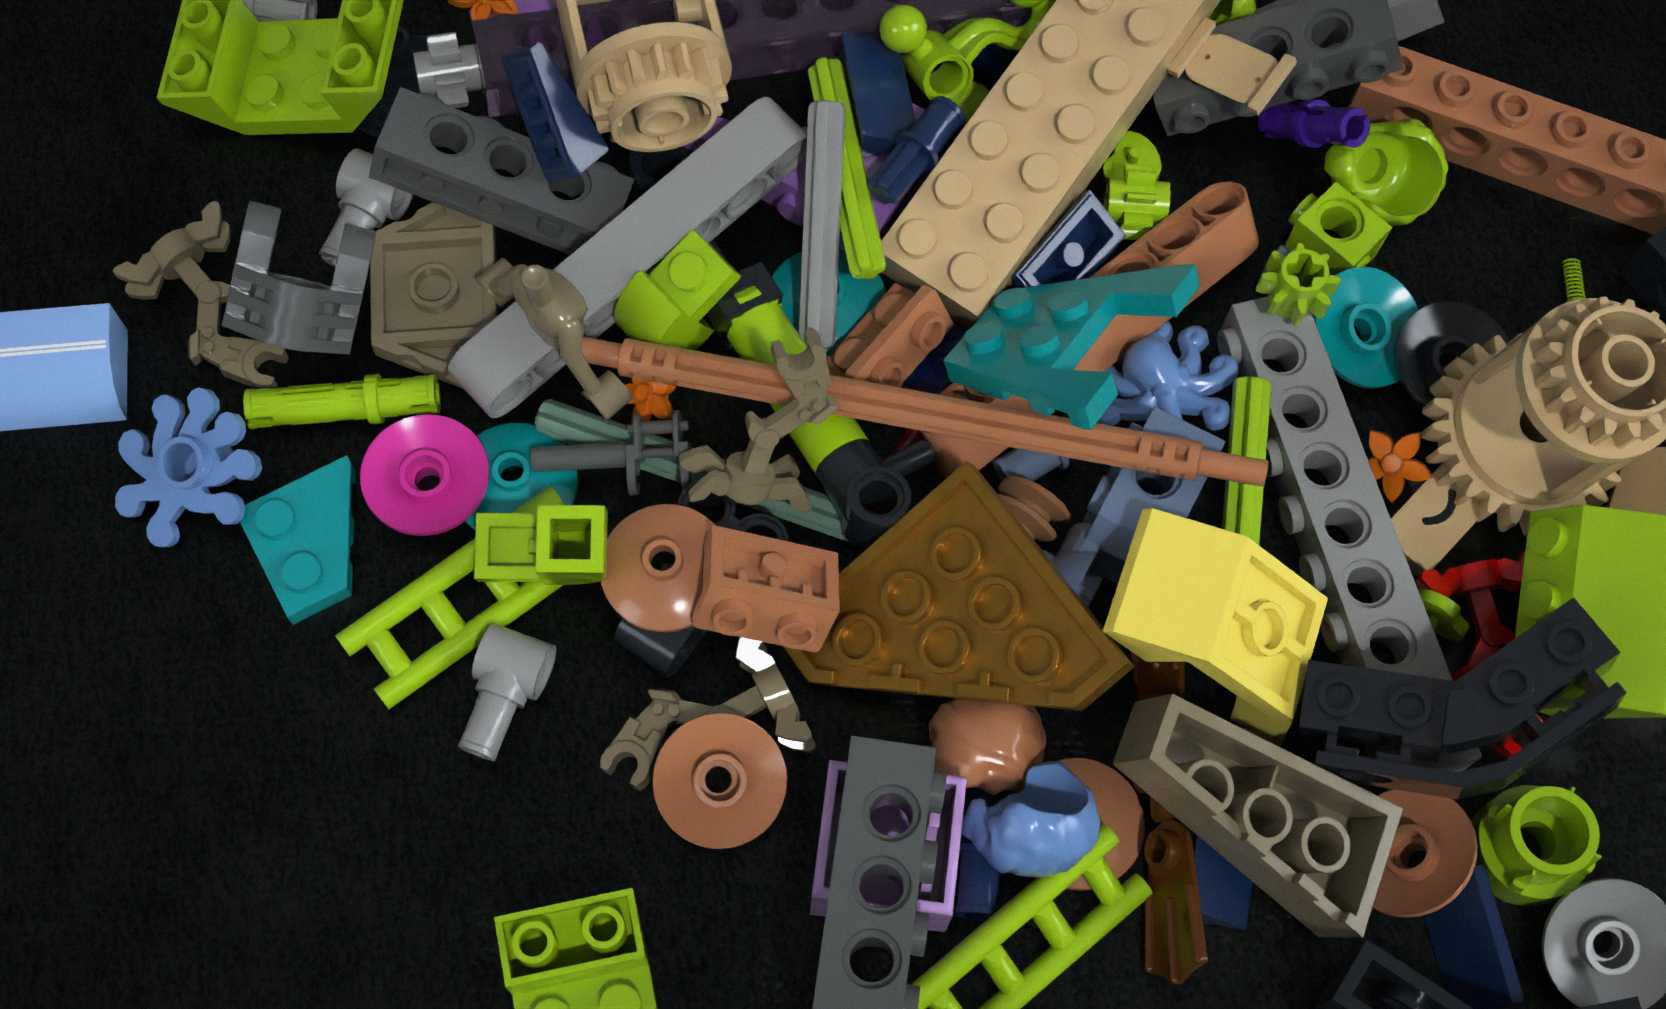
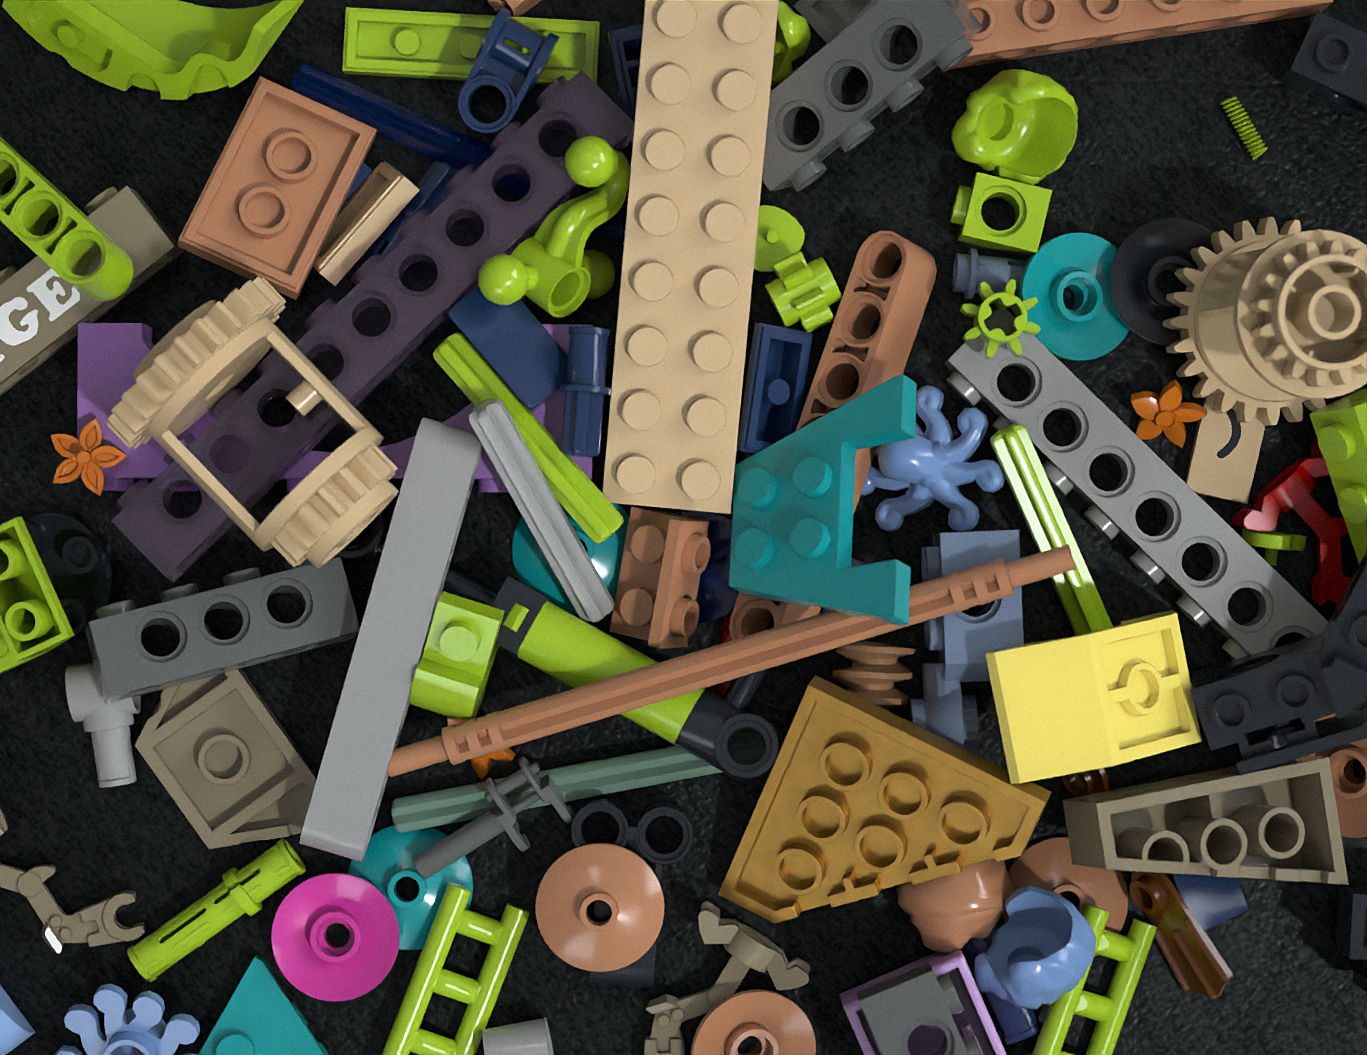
camera: 25 degrees left, 20 degrees up
(291, 309) = (133, 881): dark grey piece -> none
(448, 69) = (106, 562): light grey gear -> none
(547, 546) = (497, 949): lime brick -> none
(553, 116) = (251, 575): dark blue slope -> none
(557, 316) = (368, 759): dark tan piece -> none
(748, 474) = (620, 781): dark tan piece -> none
(767, 589) = (701, 881): nougat bracket -> none
(1231, 67) = (825, 129): tan piece -> none
(1315, 124) = (951, 121): dark purple pin -> none

